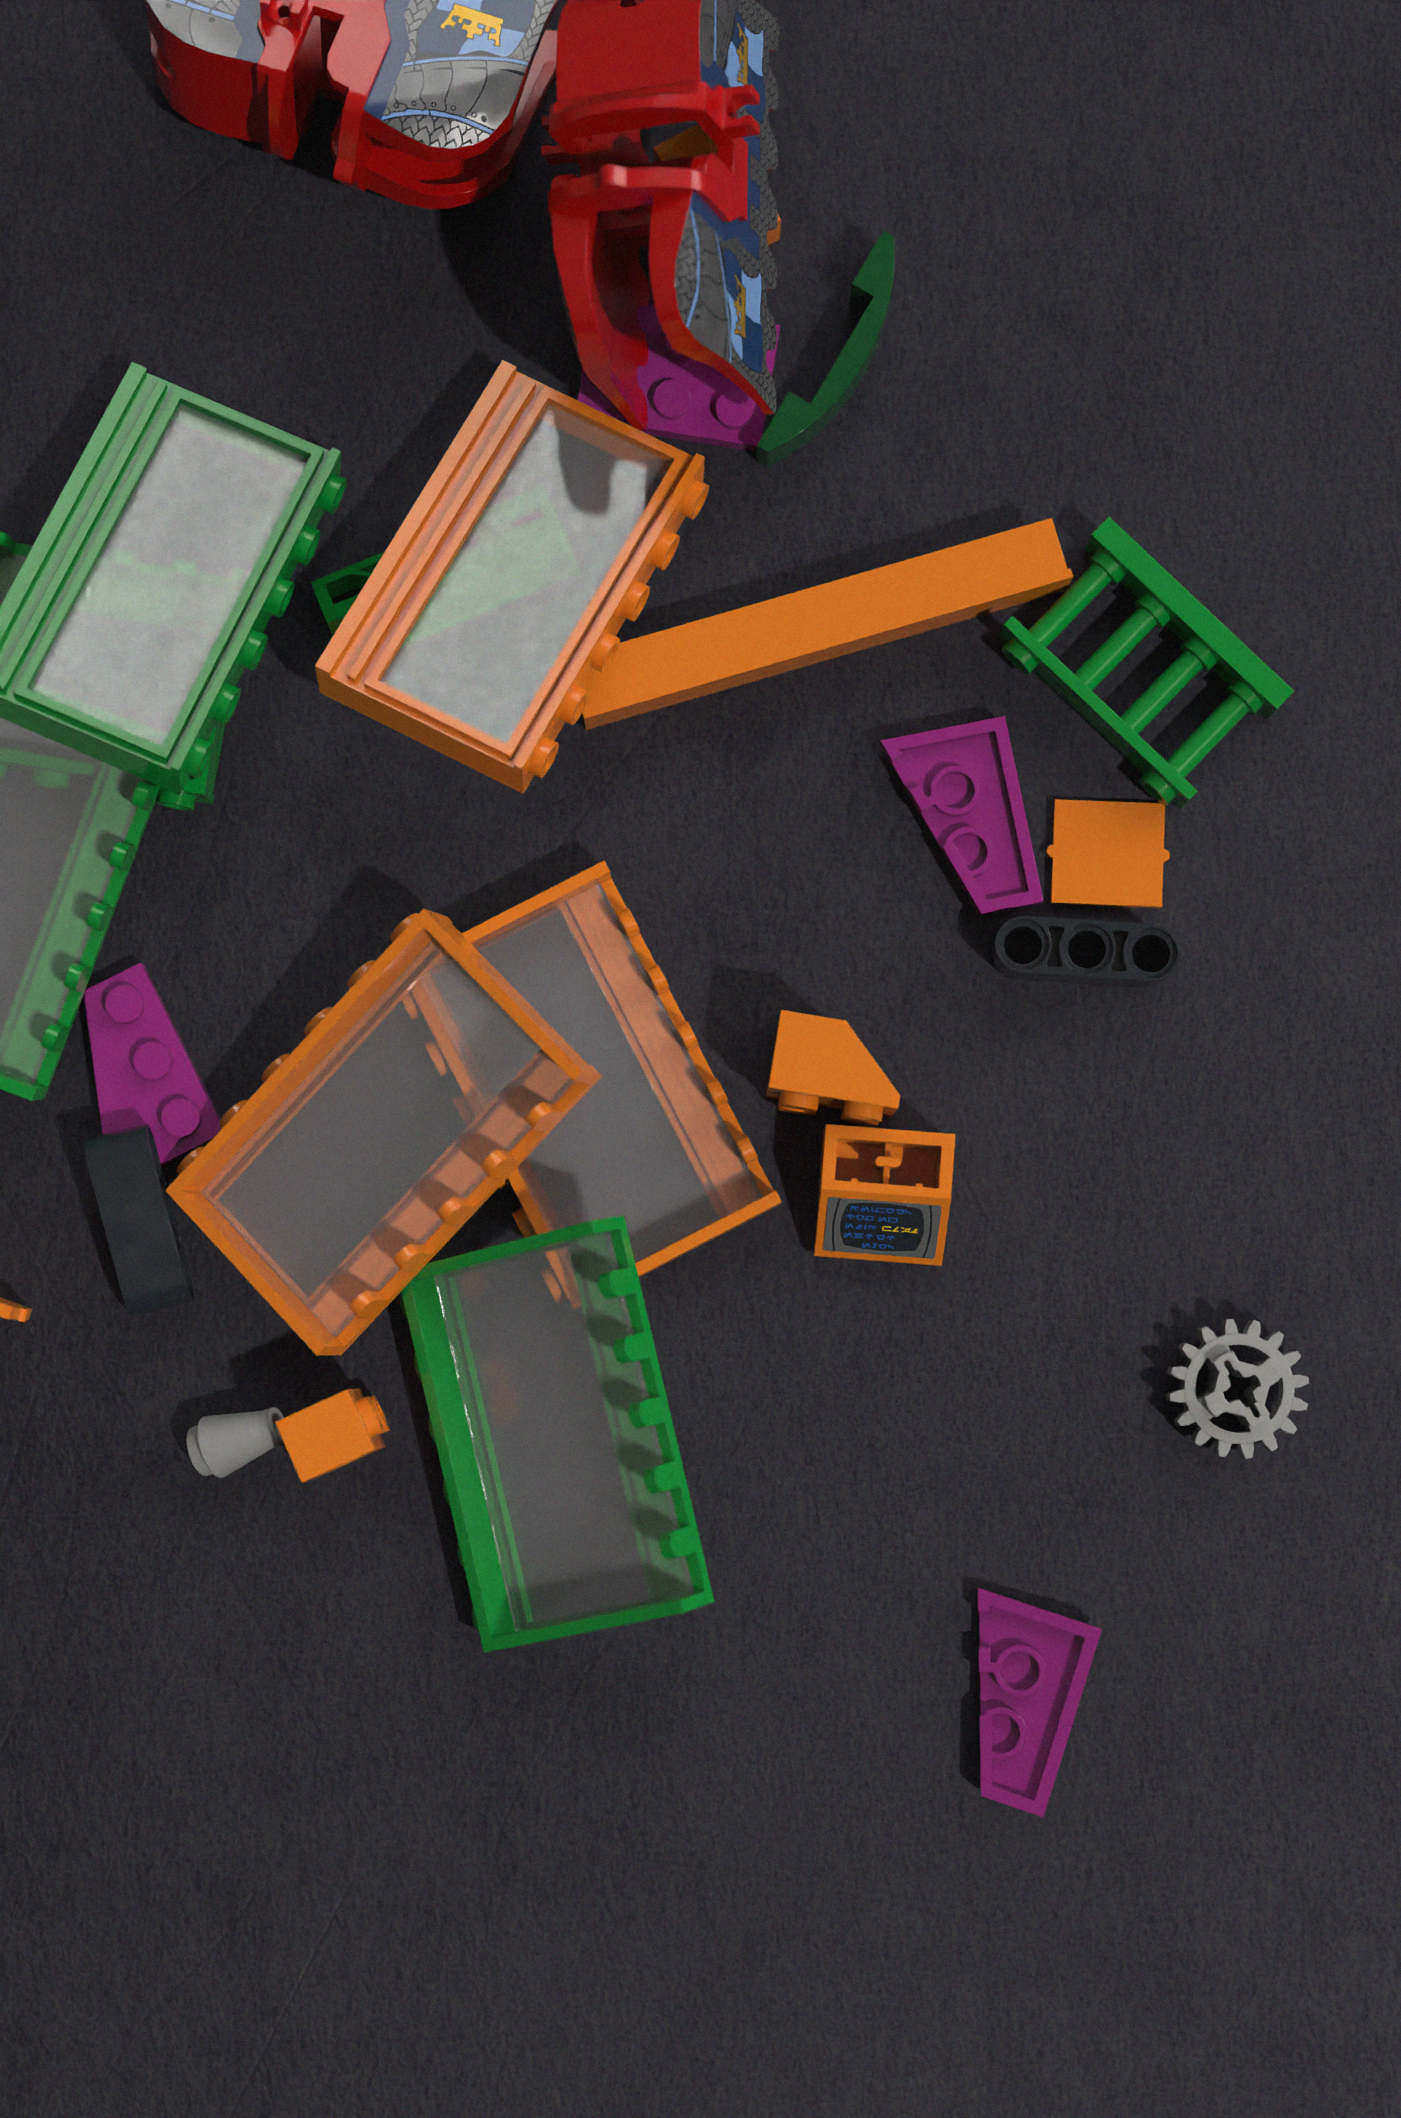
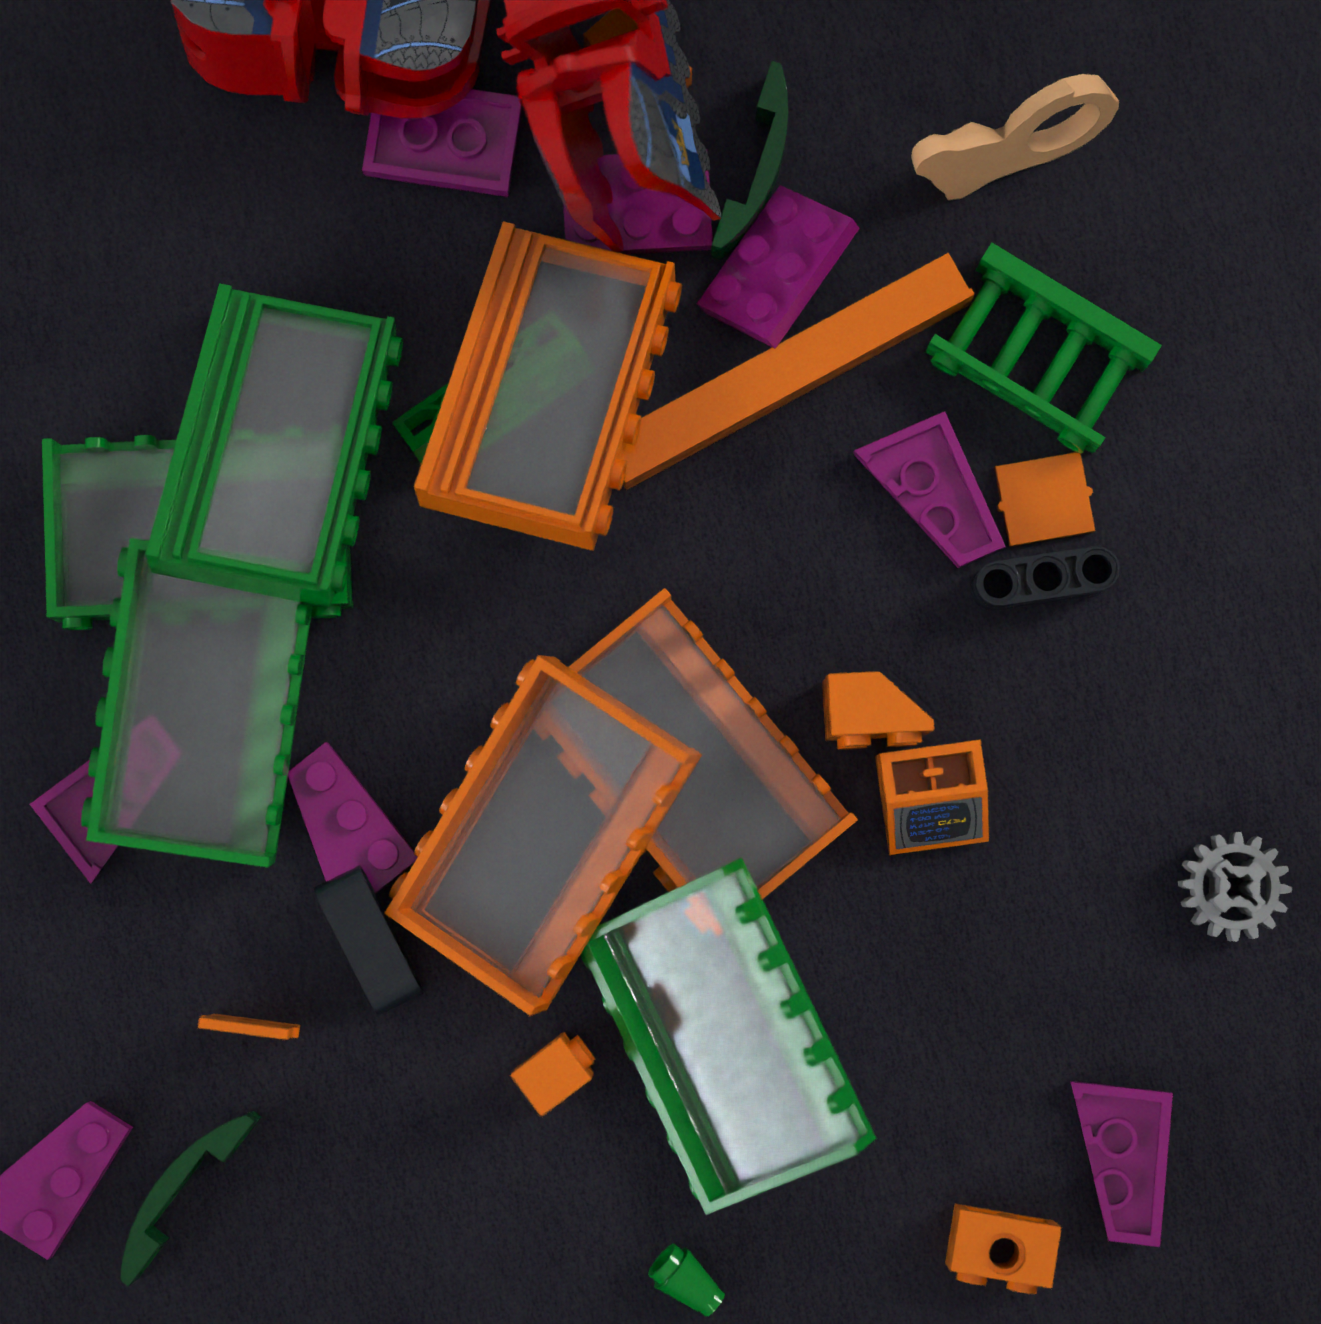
camera: 10 degrees left, 0 degrees up
(232, 1440) = (475, 1094): light grey cone -> none
(441, 1729) = (684, 1279): none -> green cone
(465, 256) = (457, 149): none -> magenta plate
(819, 1746) = (1034, 1253): none -> orange brick
(835, 489) = (778, 266): none -> magenta plate
(1116, 404) = (981, 154): none -> light nougat animal

